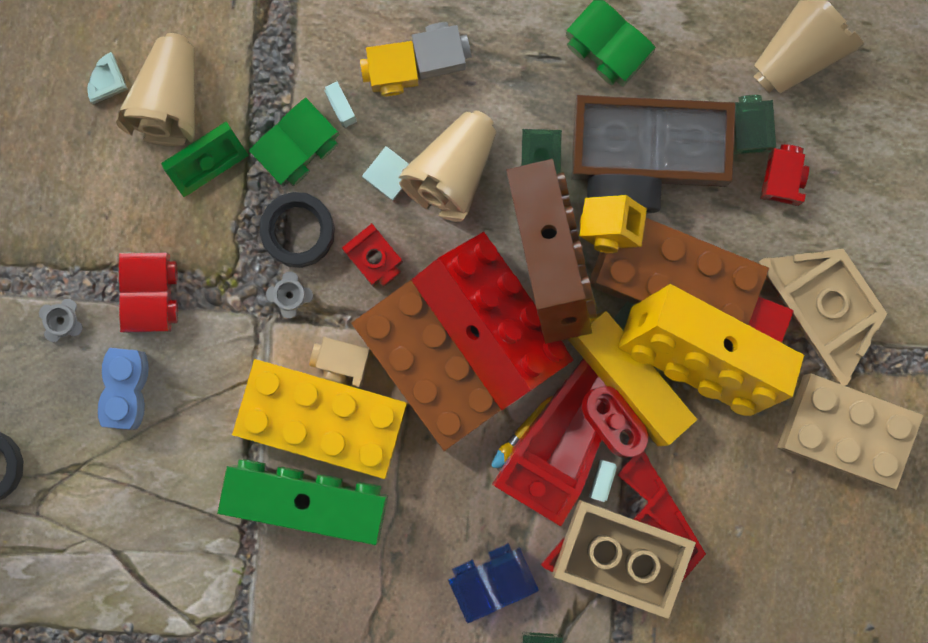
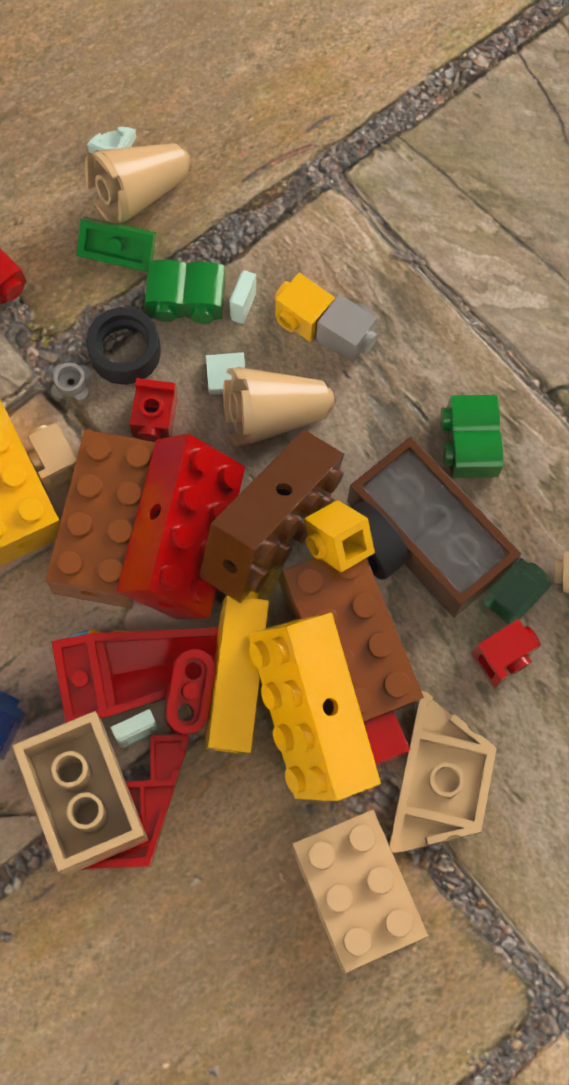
camera: 45 degrees right, 15 degrees down
(541, 145) = (357, 457): clear green brick -> none

